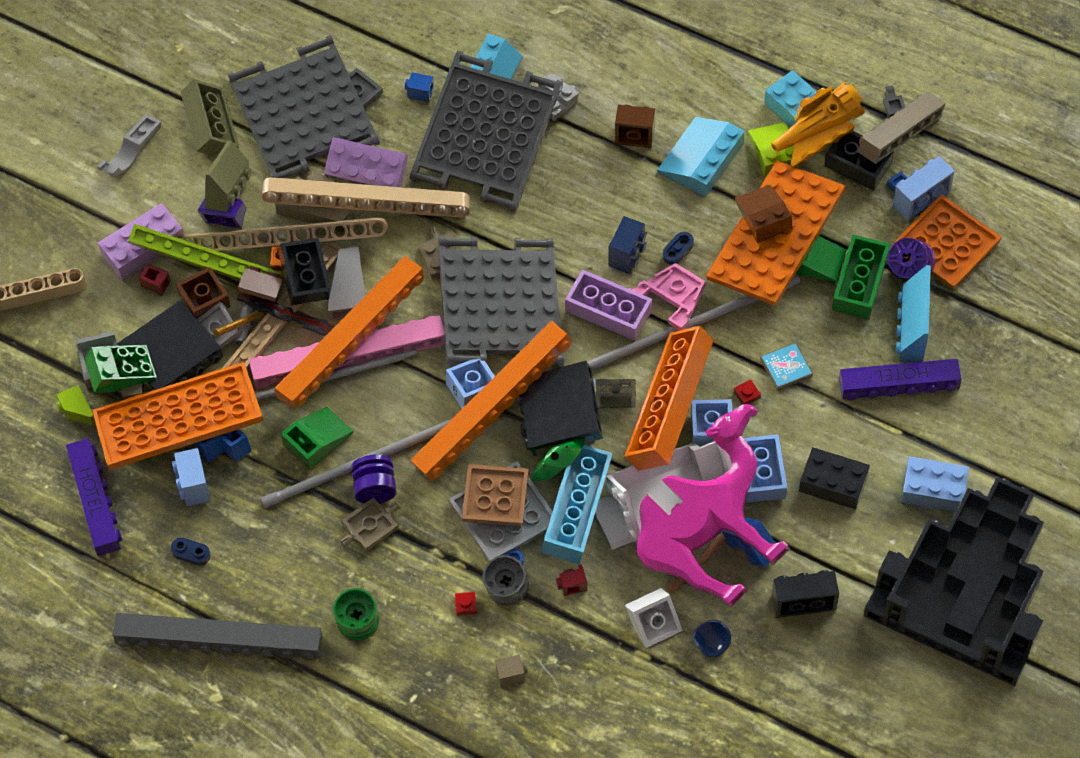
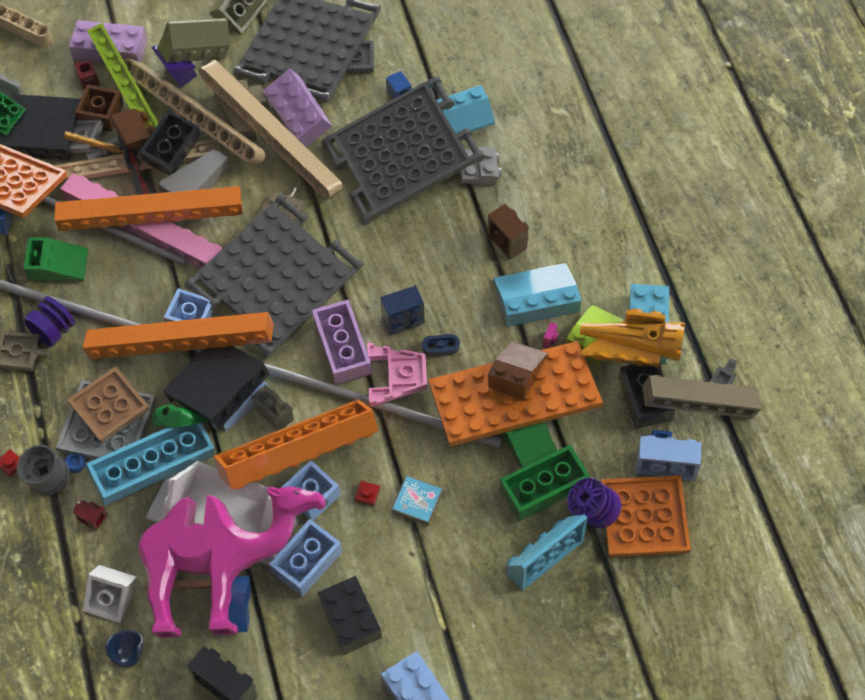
camera: 45 degrees right, 0 degrees up
(747, 175) = (551, 336): none -> dark pink plate
(900, 379) = (486, 587): dark purple brick -> none

